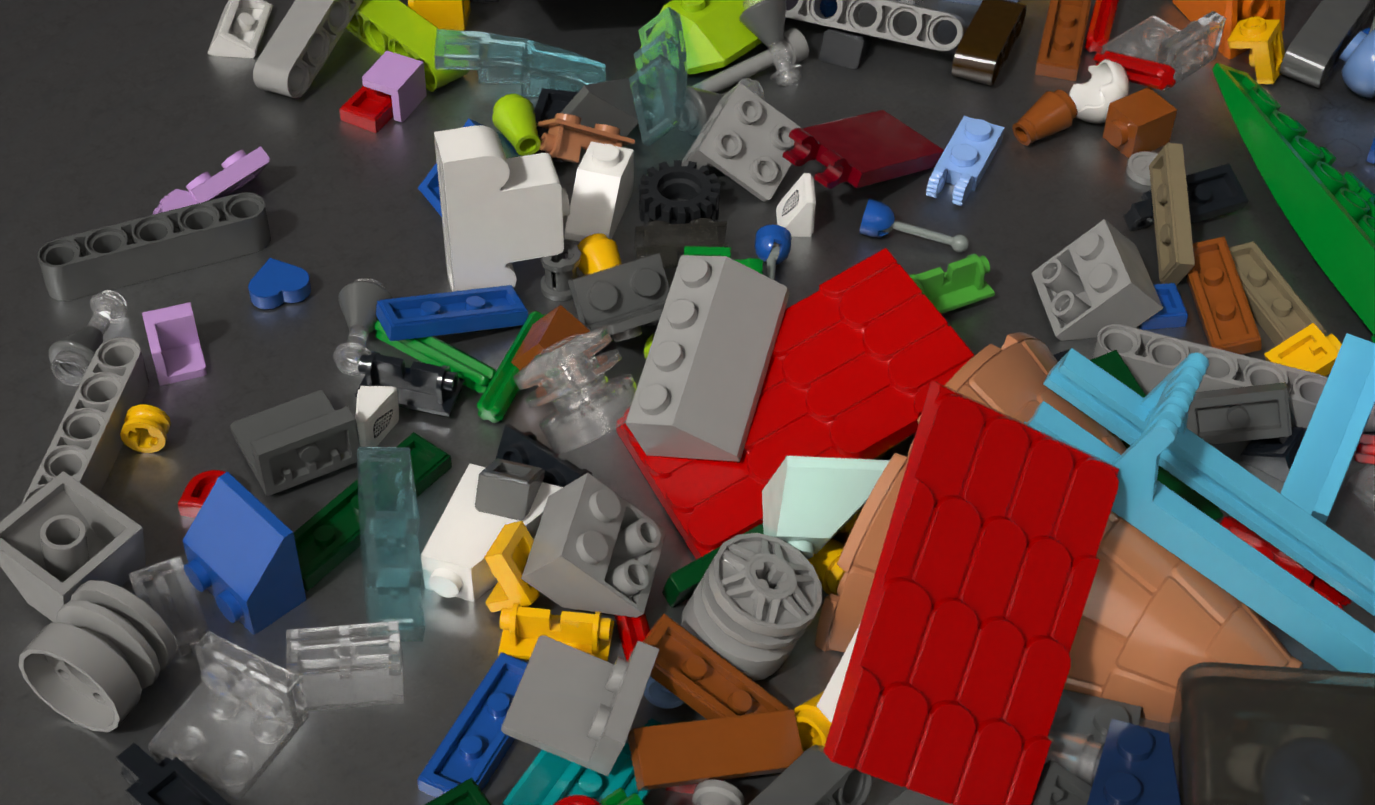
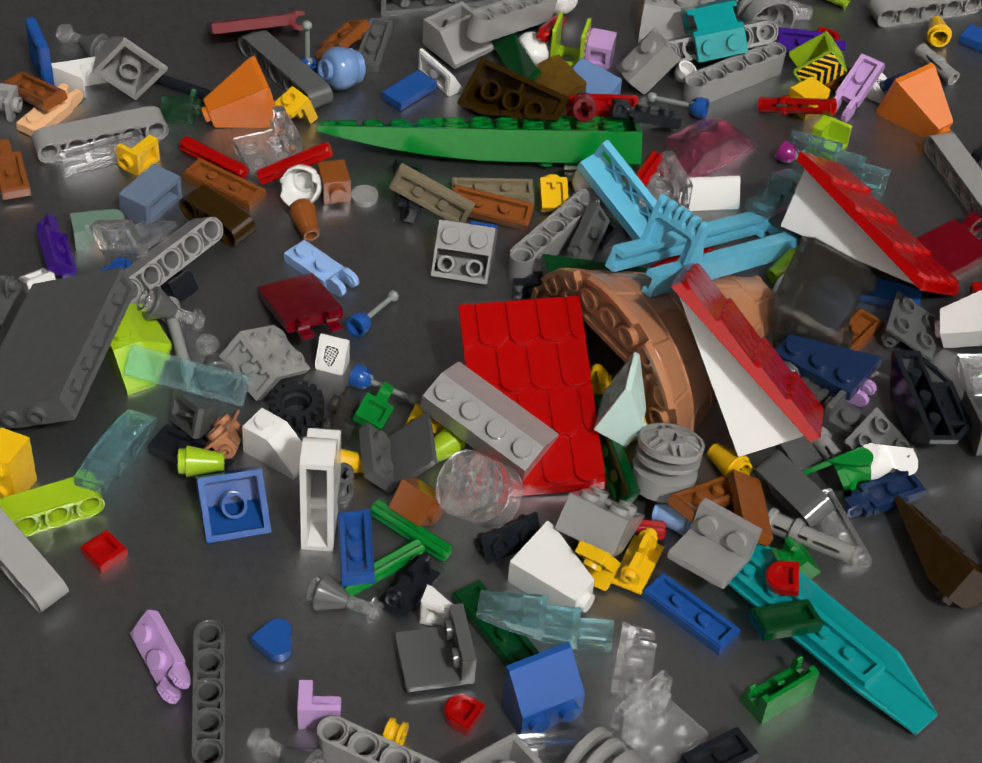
camera: 75 degrees left, 0 degrees up
(400, 78) = (96, 521): lavender panel -> none
(508, 488) = (542, 544): dark grey slope -> none
(958, 286) = (432, 314): bright green hinge -> none

